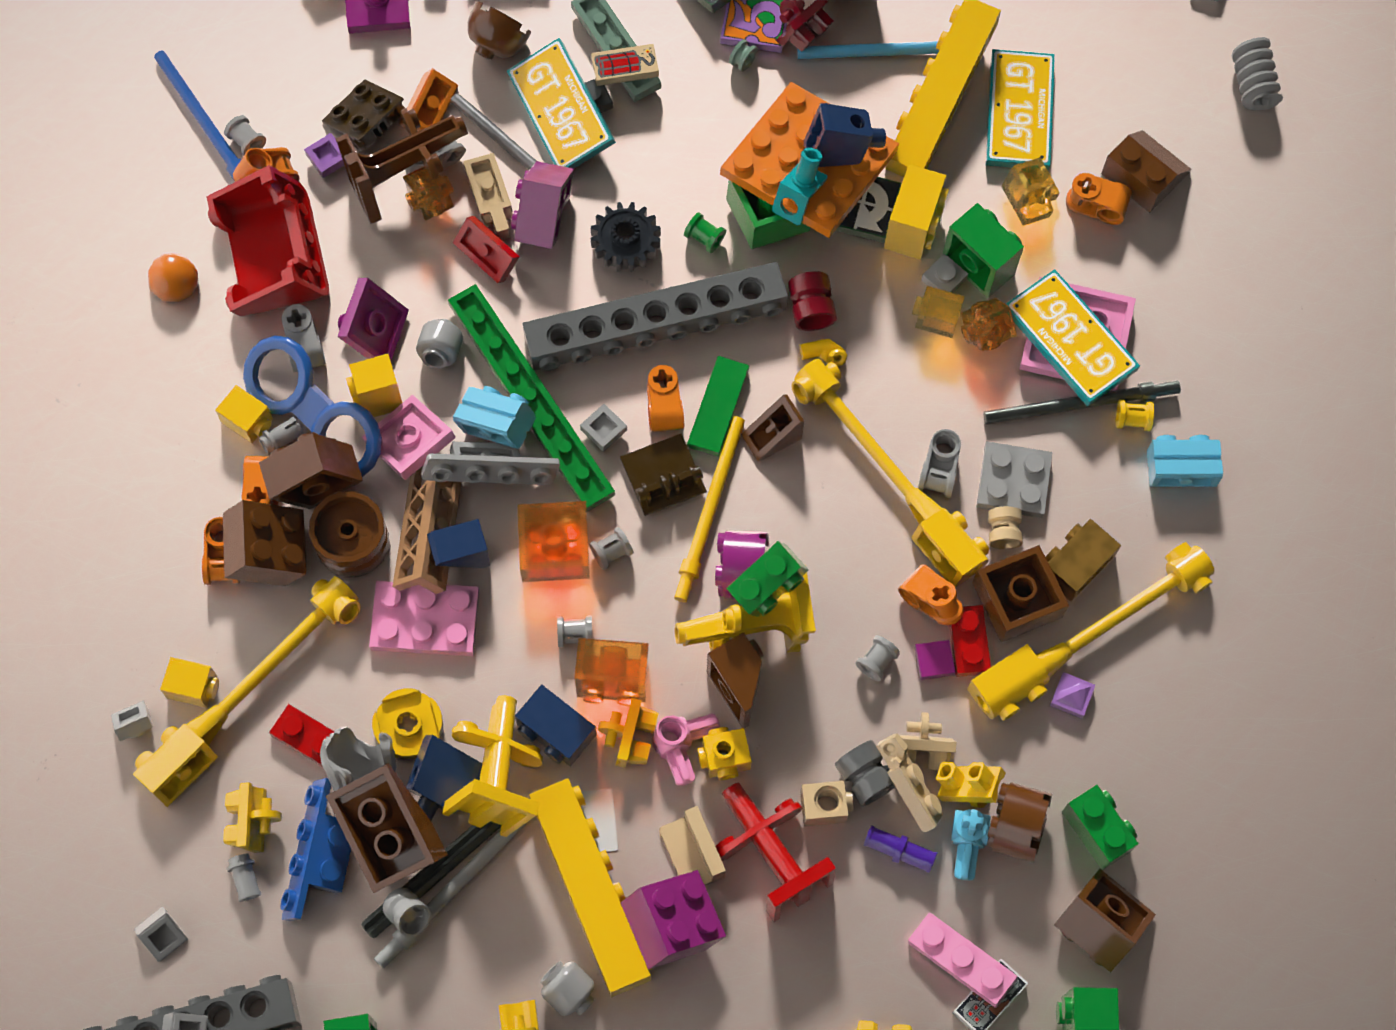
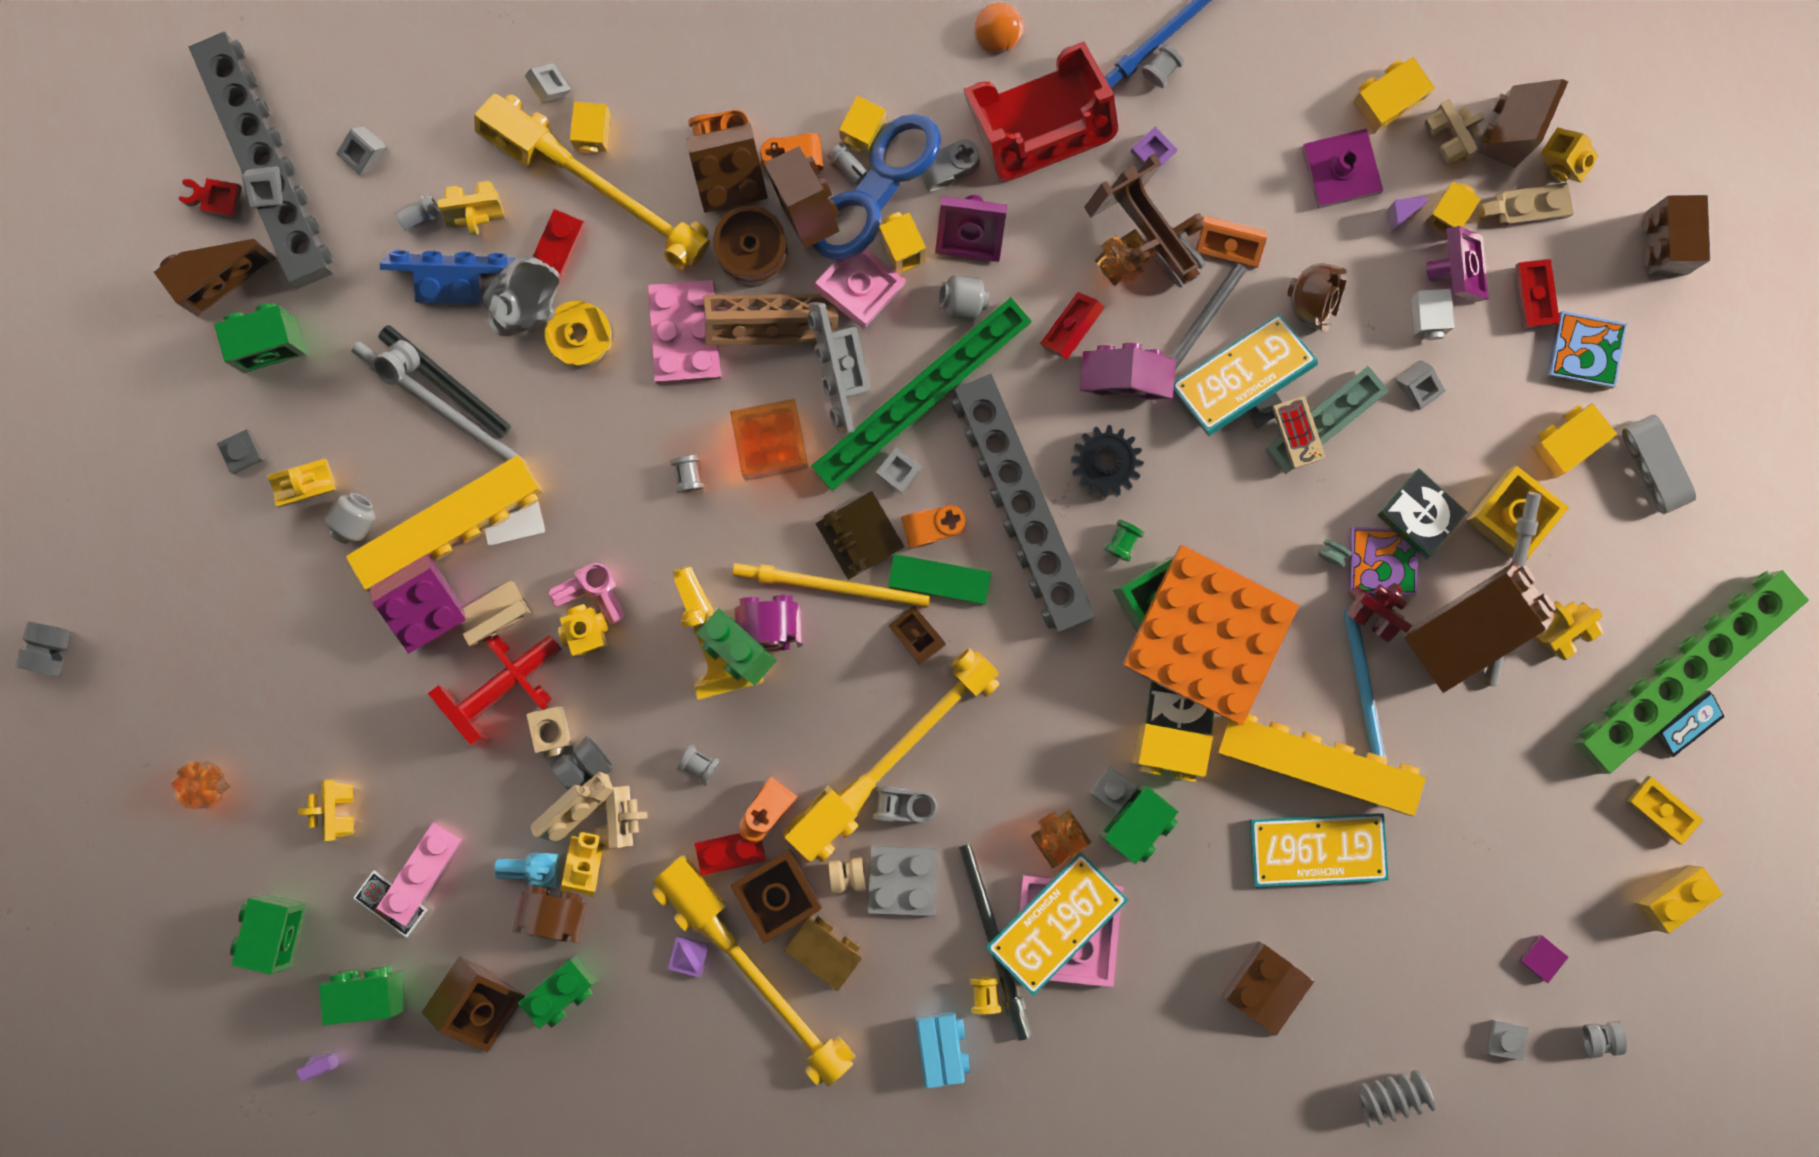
camera: 85 degrees right, 15 degrees up
(259, 158) = (1129, 95): orange piece -> none
(364, 113) = (1208, 178): dark brown hinge -> none
(385, 827) = (463, 331): reddish brown slope -> none
(440, 773) = (526, 374): dark blue torso -> none
(460, 546) = (749, 351): dark blue slope -> none
(488, 797) = (538, 419): yellow piece -> none
(490, 193) = (1136, 319): tan hinge -> none
(494, 416) = (889, 362): medium azure brick -> none
(554, 726) = (591, 469): dark blue brick -> none
(611, 548) = (773, 485): light grey bush -> none
(611, 670) = (644, 513): clear orange brick -> none
(637, 718) = (608, 544): yellow hips -> none
(736, 674) = (655, 633): reddish brown slope -> none
(800, 185) = (1166, 628): teal bracket -> none
(812, 301) = (1061, 657): dark red wheel -> none
(825, 350) = (1014, 679): yellow arm -> none
(842, 135) = (1225, 663): dark blue torso -> none
(900, 849) = (516, 806): dark purple pin -> none
(934, 659) = (706, 820): magenta tile -> none
(938, 311) = (1070, 786): clear yellow brick -> none
(1030, 191) = (1219, 869): clear yellow brick -> none
(1100, 198) = (1222, 947): orange piece -> none

